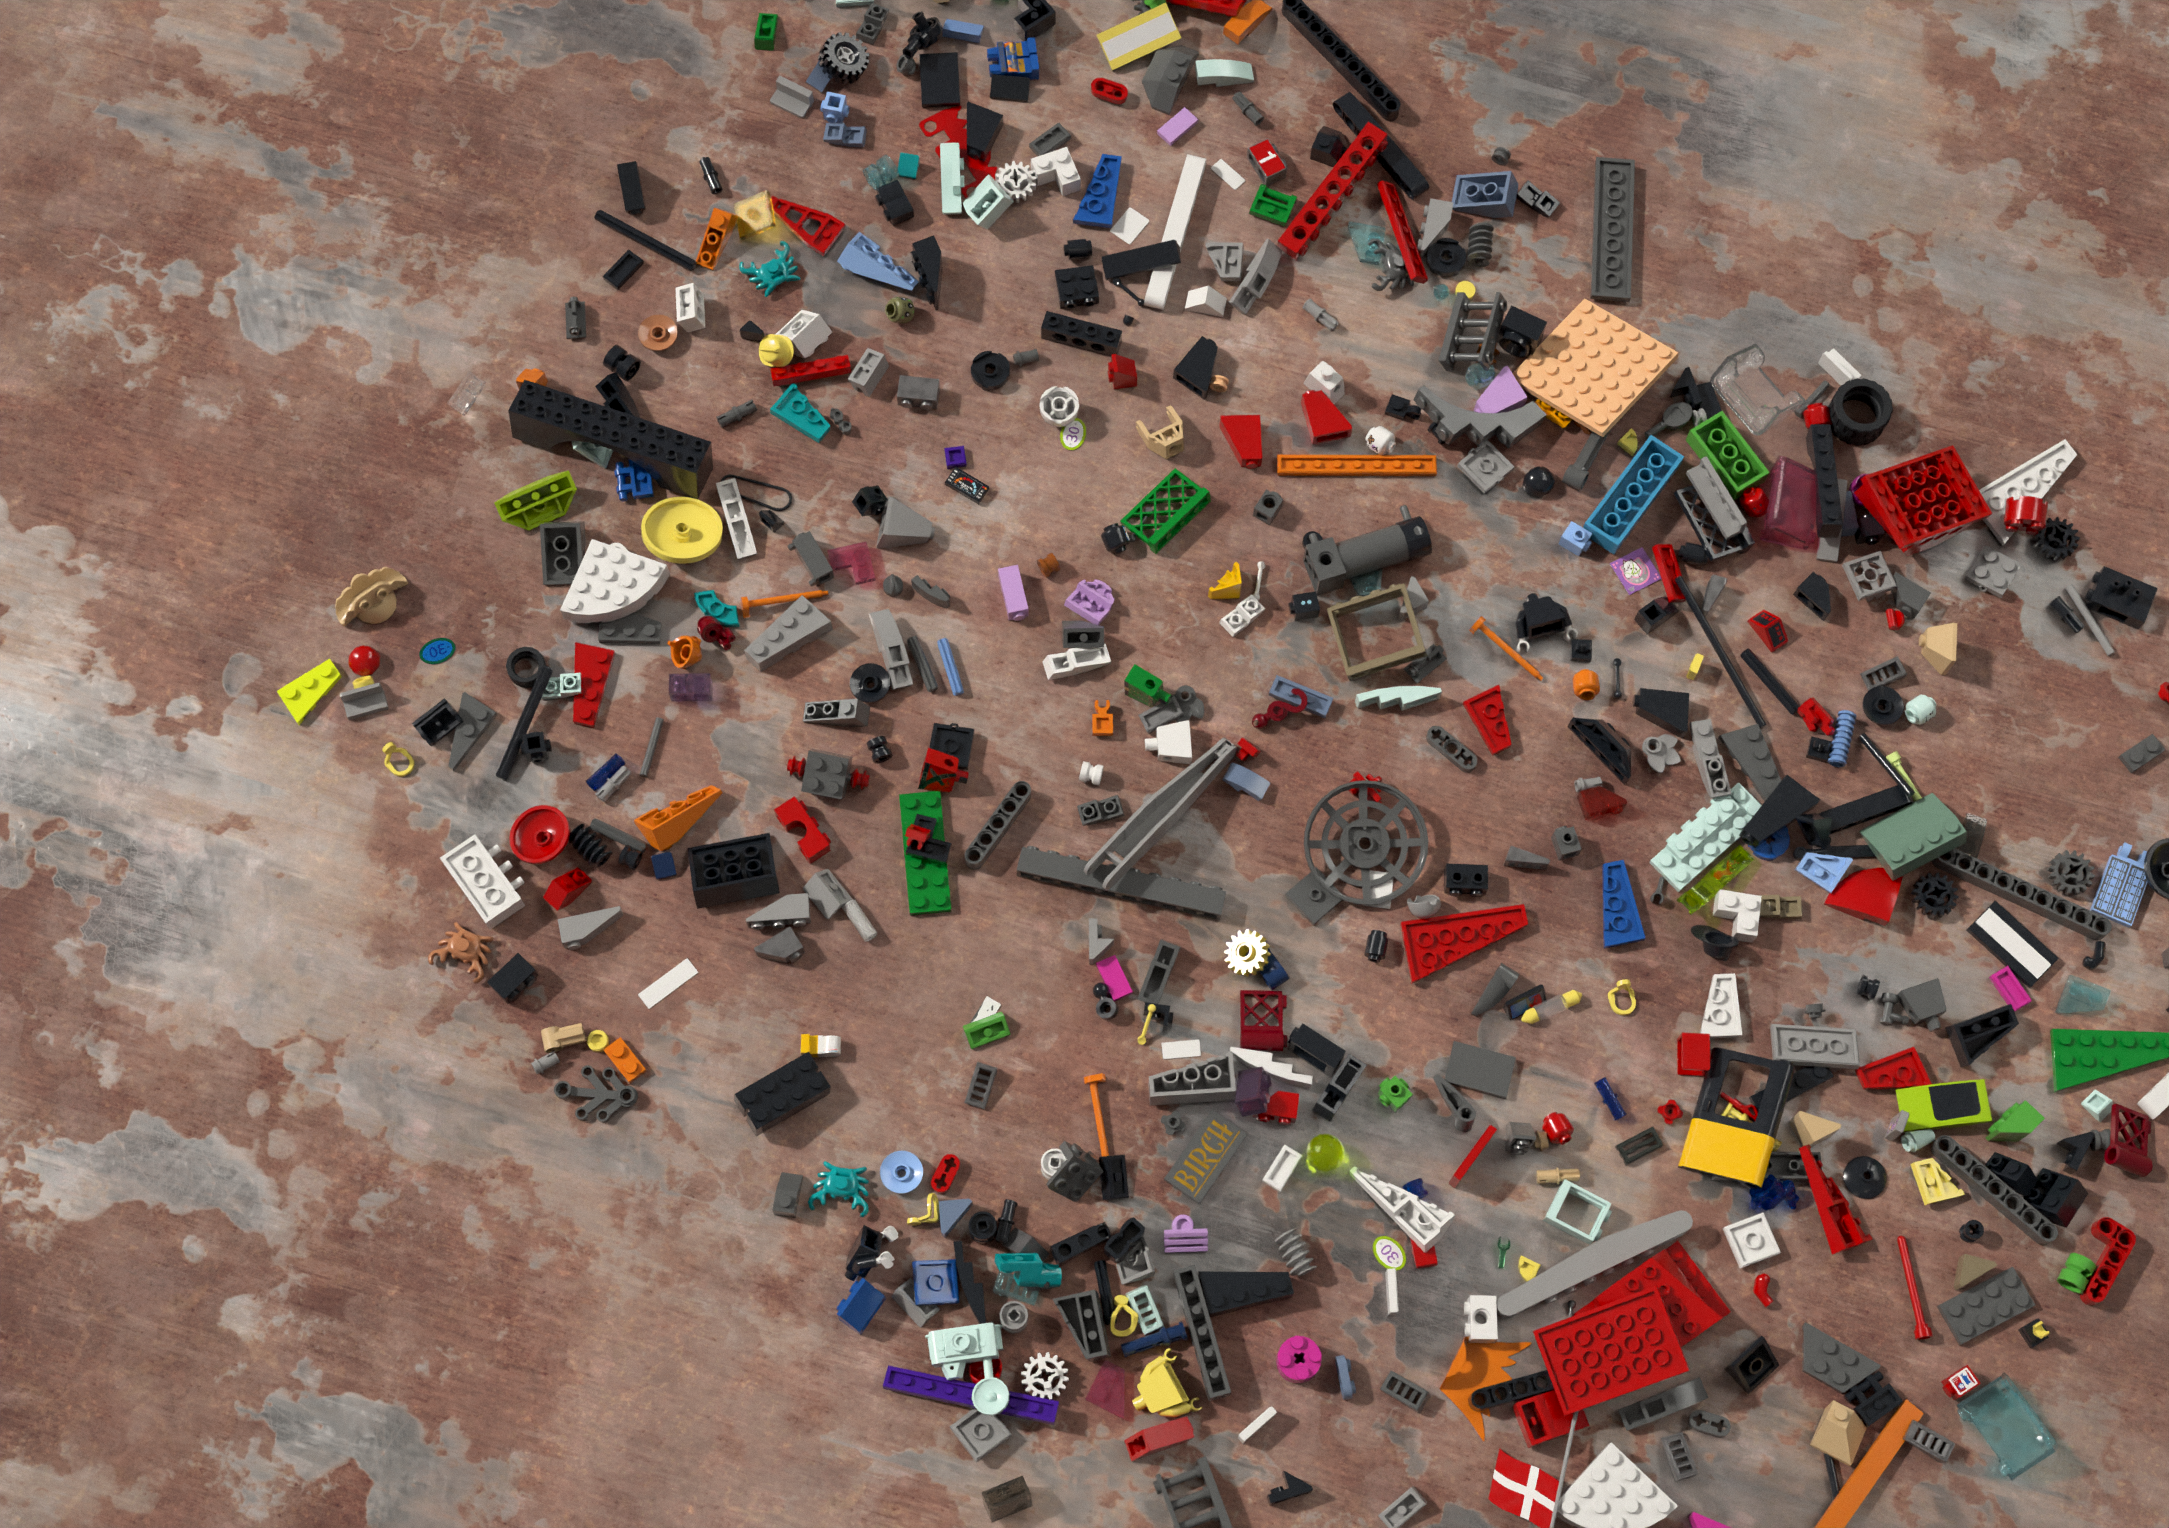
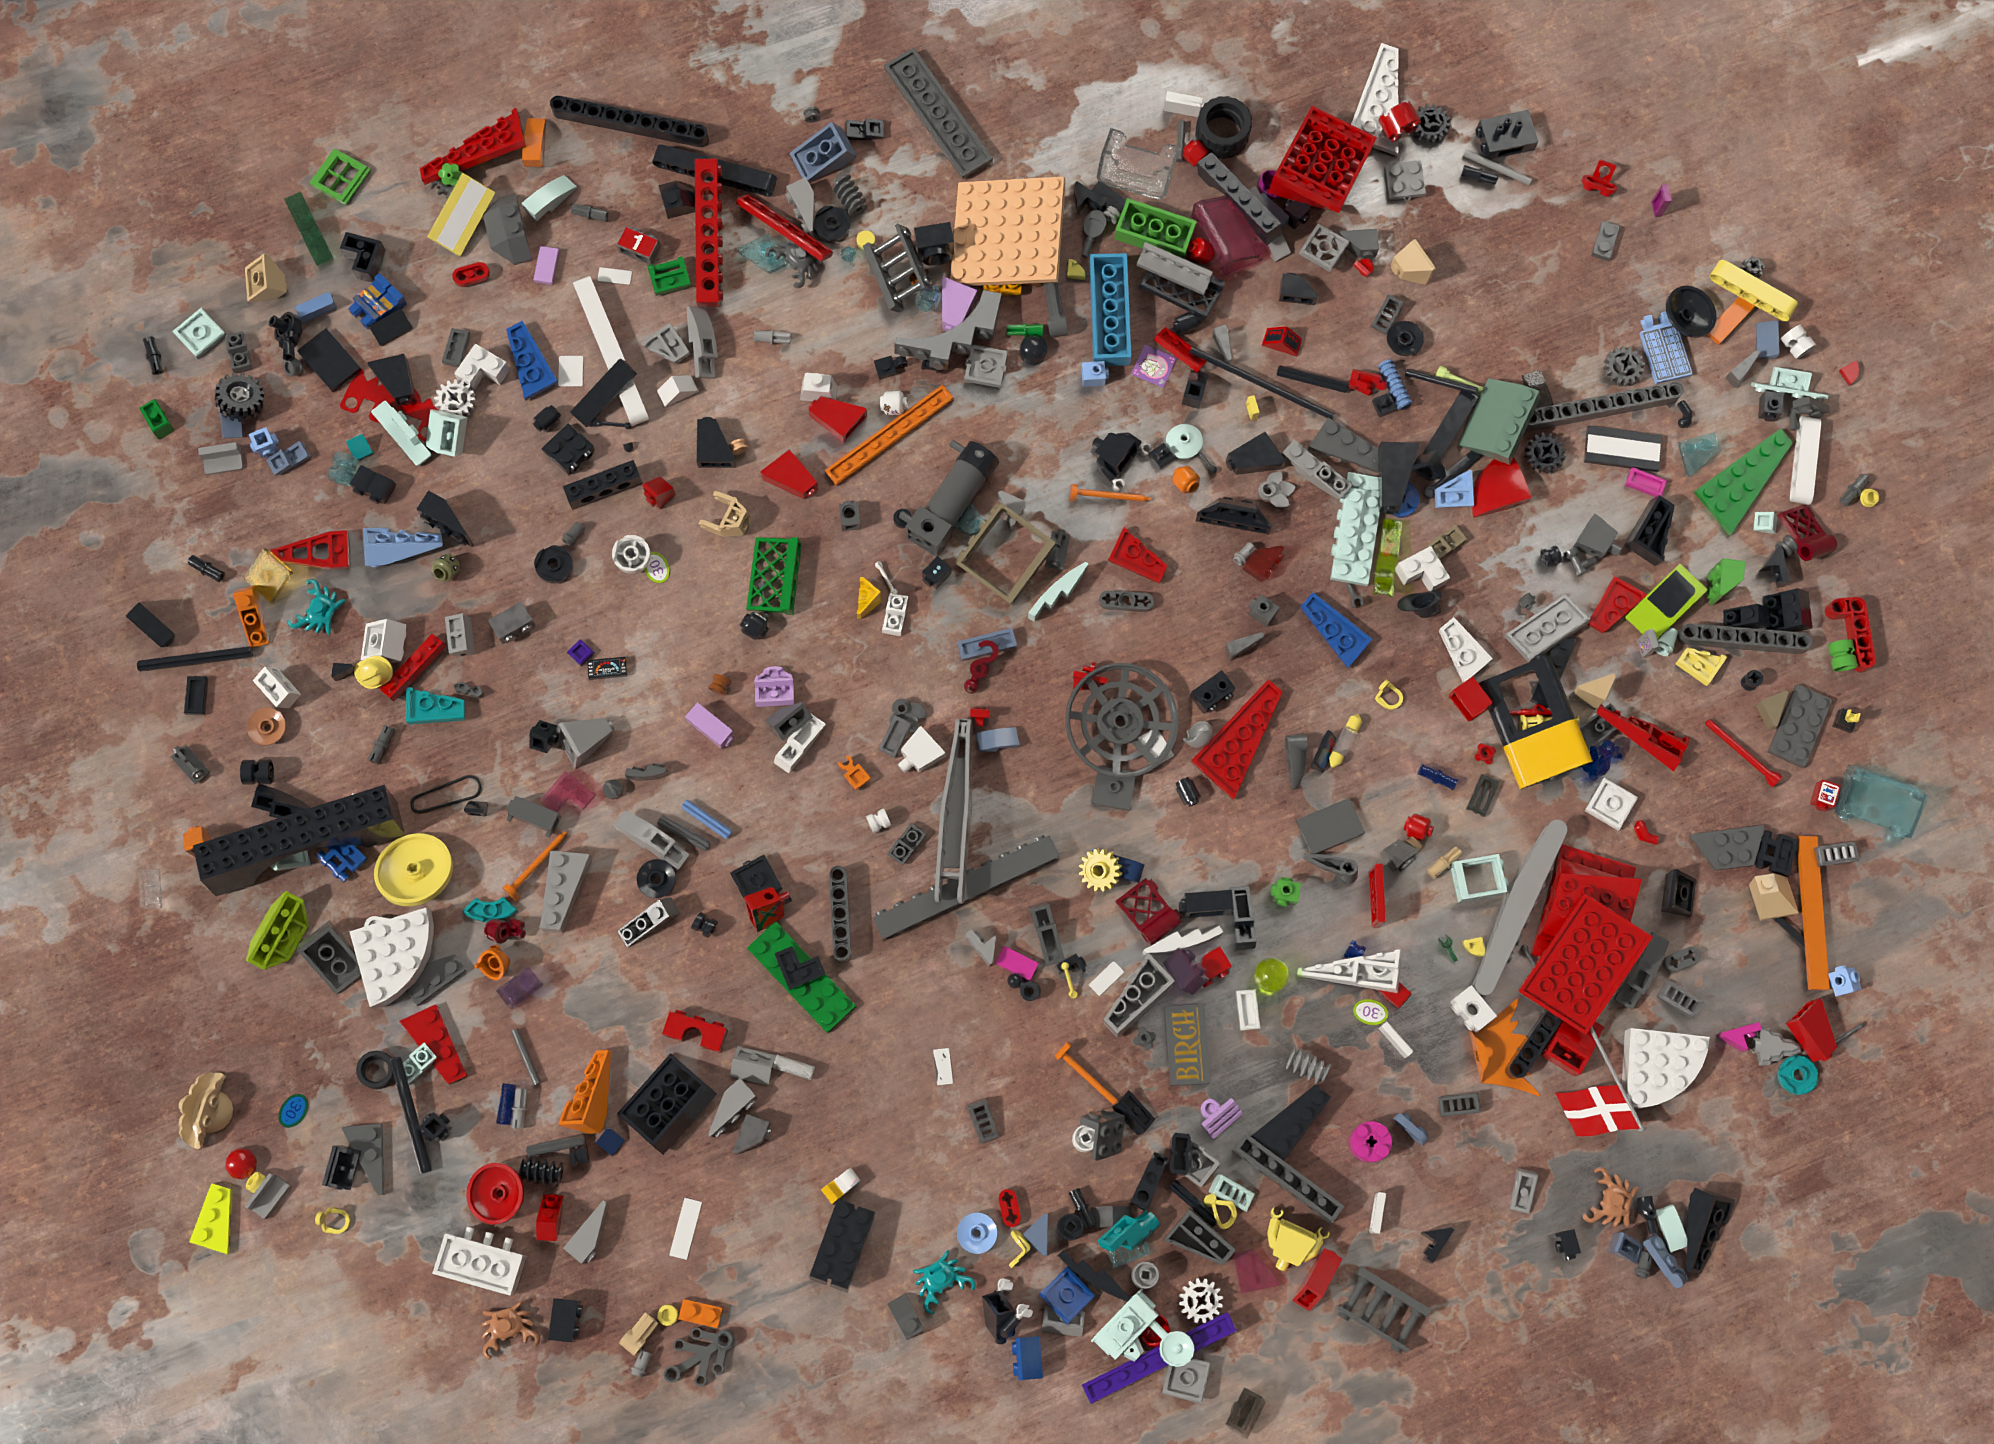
camera: 40 degrees left, 5 degrees up
(736, 518) = (448, 827): white slope -> none
(827, 773) = (680, 974): dark grey brick -> none
(917, 833) = (788, 969): red tile -> none
(986, 1030) = (953, 1076): bright green slope -> none
(1145, 687) = (862, 722): green torso -> none
(1164, 1337) = (1262, 1202): dark blue pin -> none
(1544, 460) = (1026, 329): none -> green axle
(1609, 659) = (1184, 449): none -> light aqua dish
(1855, 1180) = (1645, 703): black dish -> none
(1920, 709) = (1433, 322): light aqua head -> none

